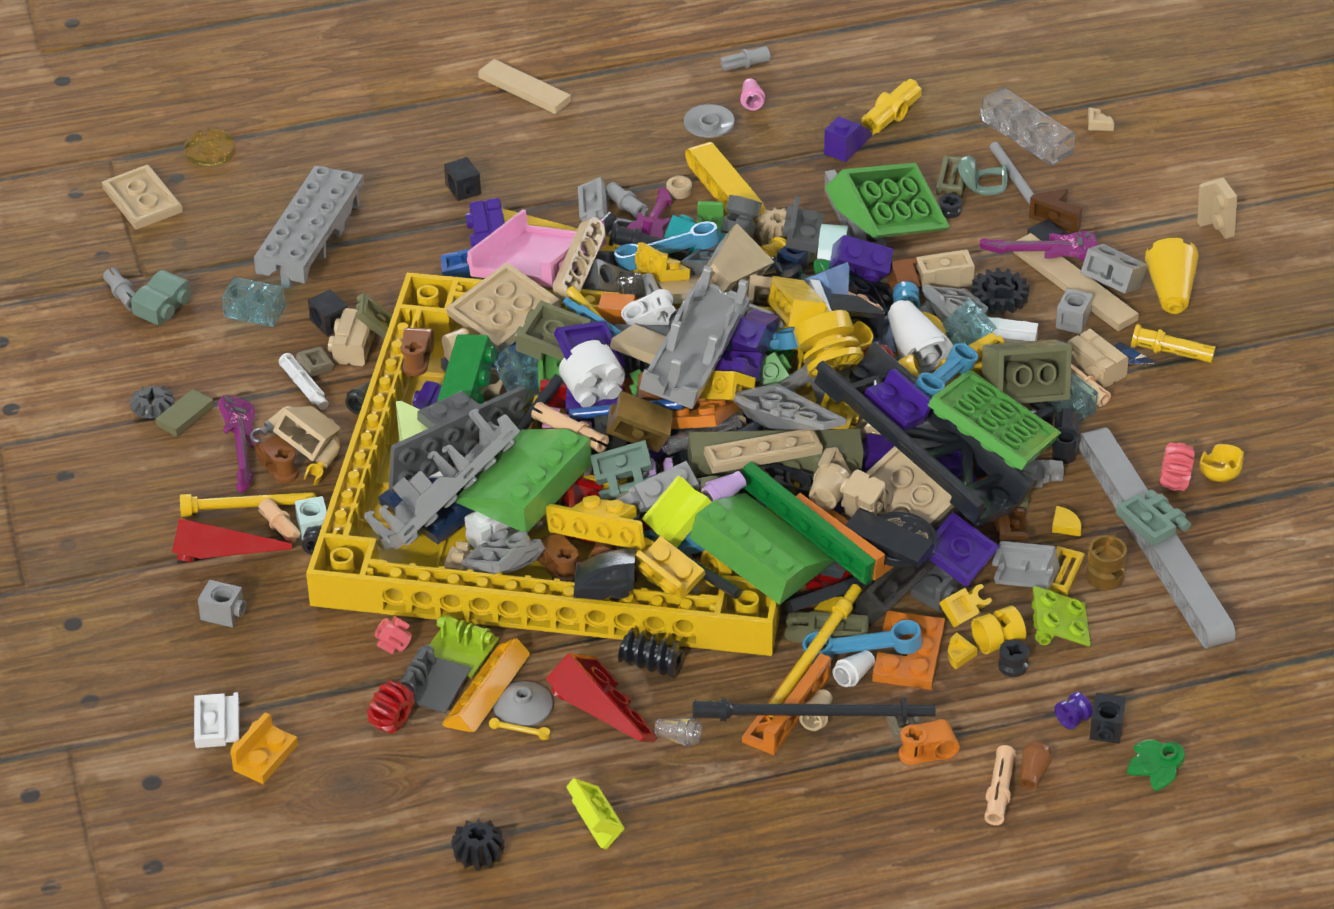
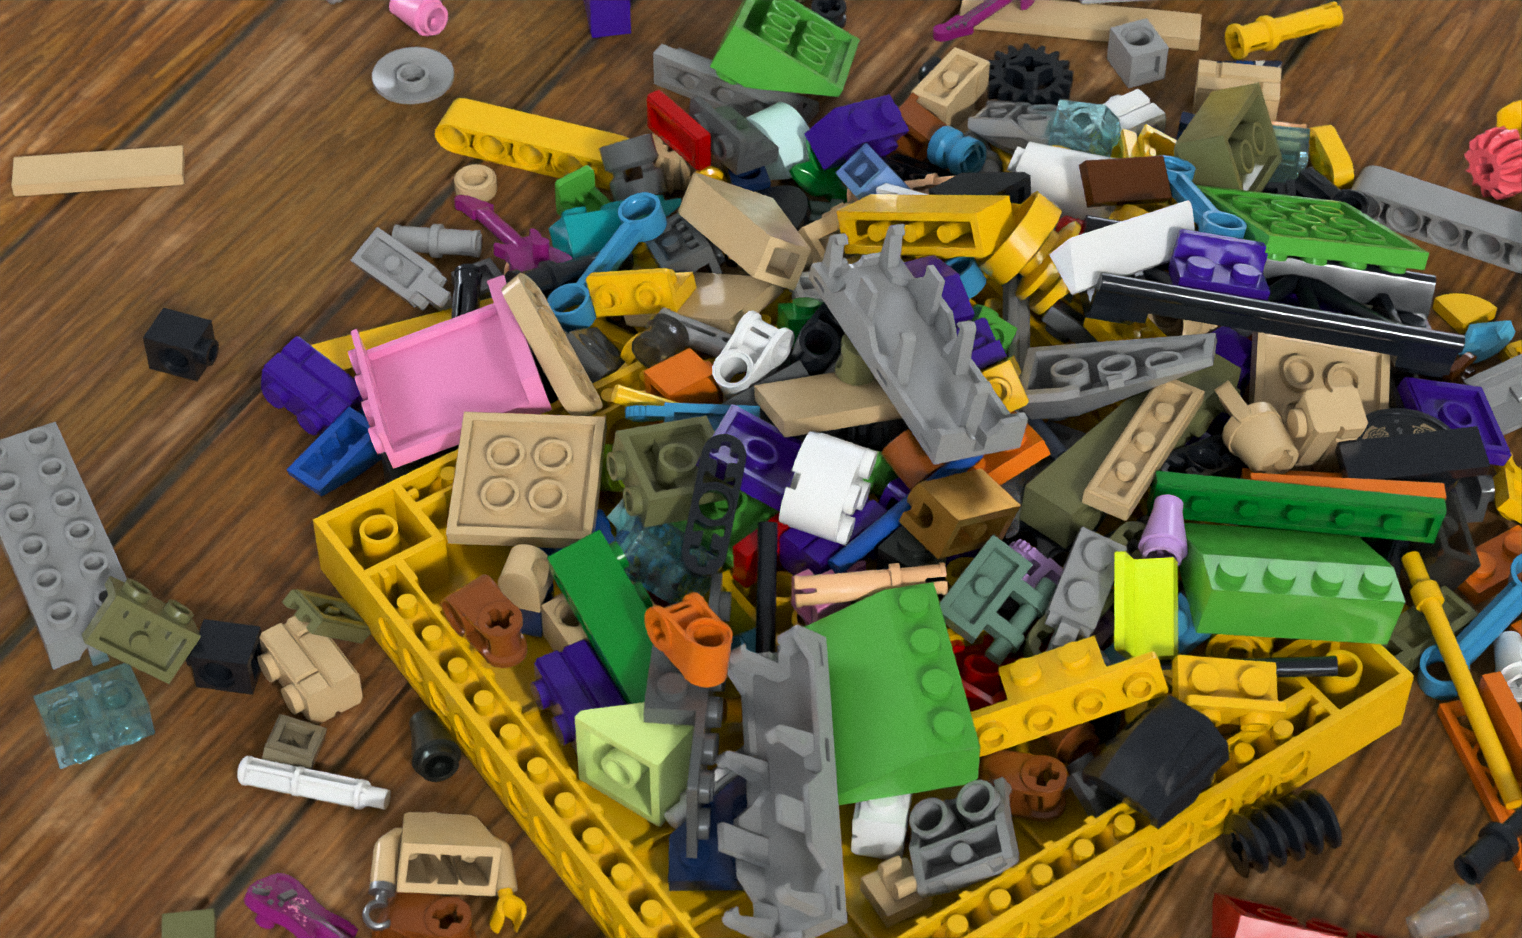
camera: 45 degrees left, 5 degrees up
(297, 274) = (142, 629): none -> olive bracket
(462, 396) = (692, 639): none -> orange piece
(552, 353) = (707, 467): none -> black beam
(778, 209) = (678, 130): none -> red tile
(859, 360) = (1122, 247): none -> white slope
(922, 342) = (1125, 181): none -> reddish brown tile
(1052, 537) = (1487, 338): none -> medium azure tile
(1100, 413) = (1330, 156): none -> yellow beam

